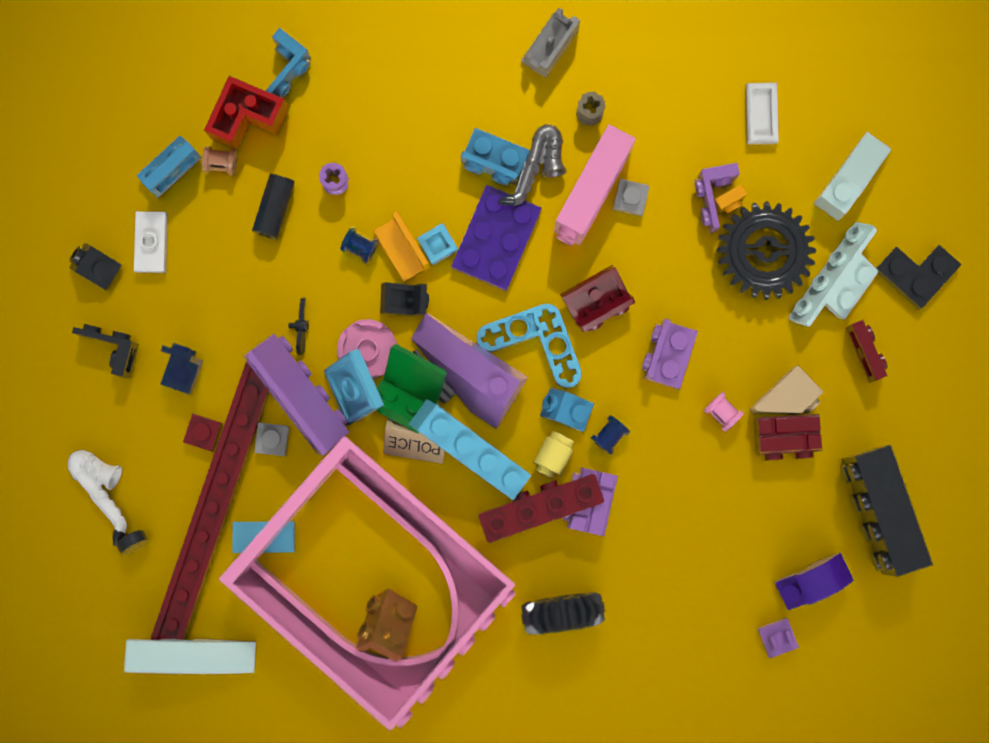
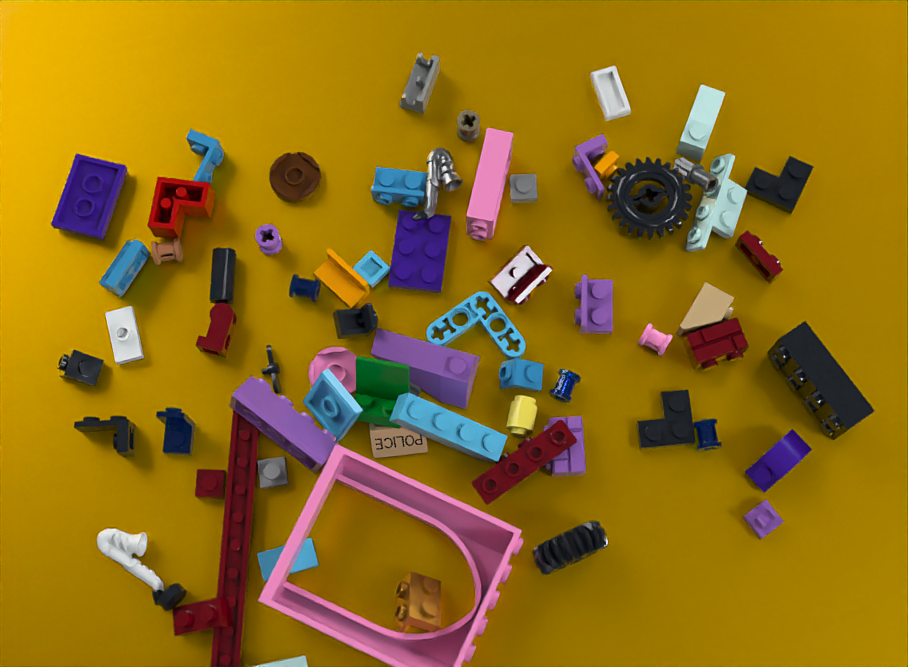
camera: 15 degrees left, 10 degrees down
(150, 73) = (89, 196): none -> dark purple plate
(156, 572) = (200, 616): none -> dark red plate
(254, 268) = (219, 332): none -> dark red leg
(374, 116) = (295, 177): none -> reddish brown tile
(715, 513) = (675, 427): none -> black plate
(747, 532) = (707, 435): none -> clear blue bush
(826, 238) = (696, 175): none -> dark grey axle

